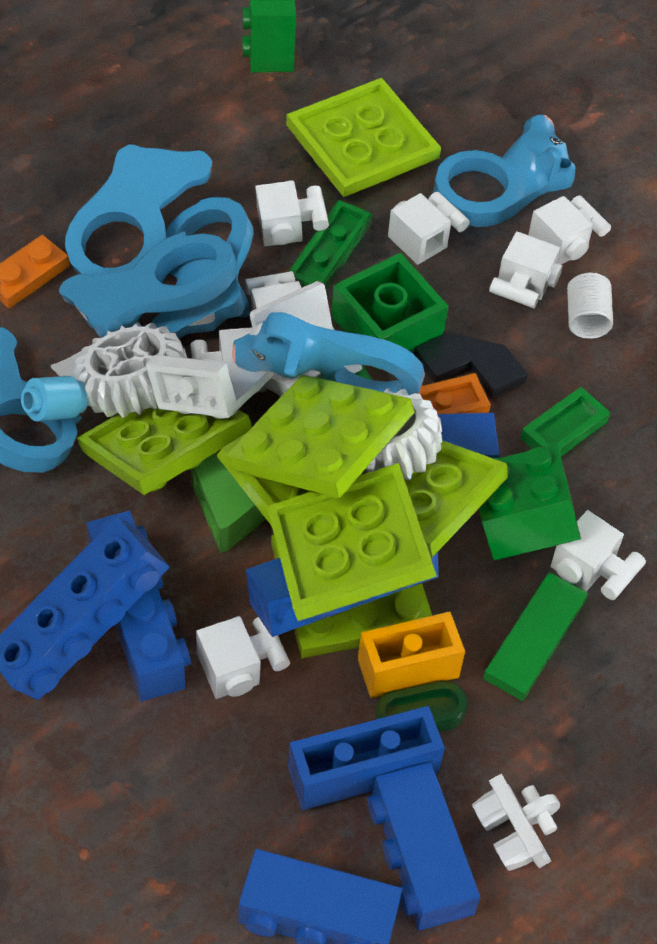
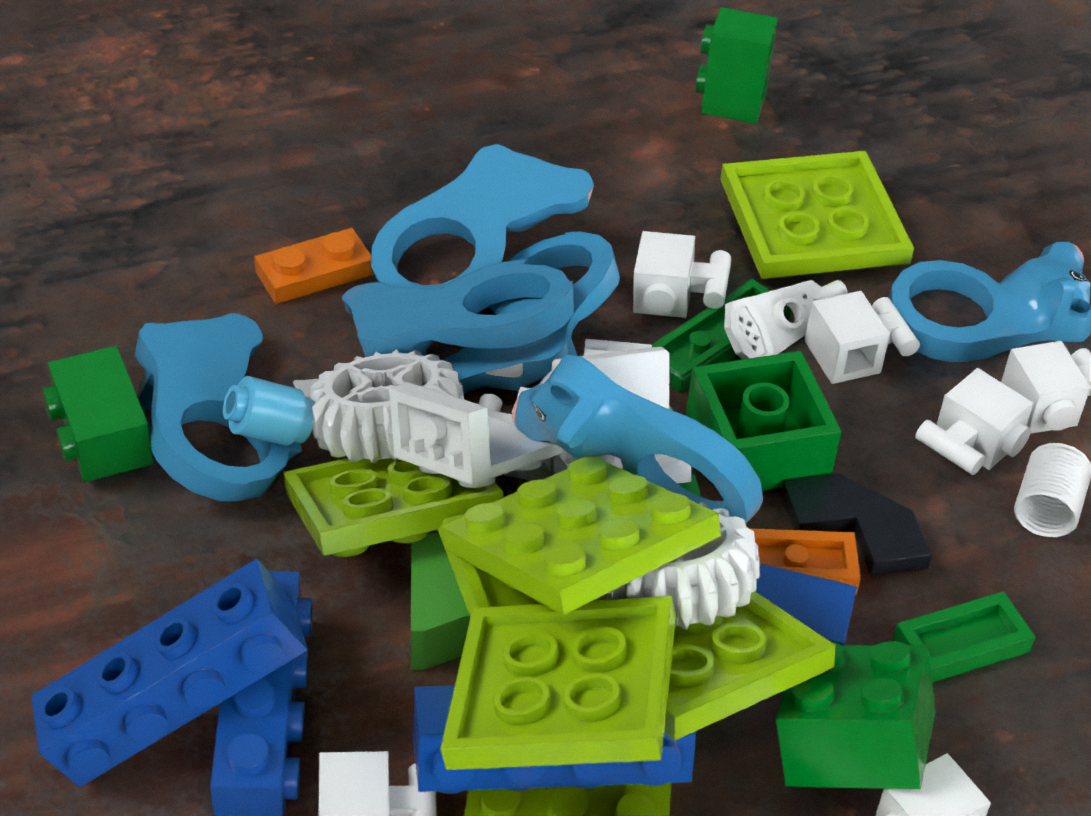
camera: 20 degrees right, 10 degrees down
(356, 233) = (767, 320): none -> white piece

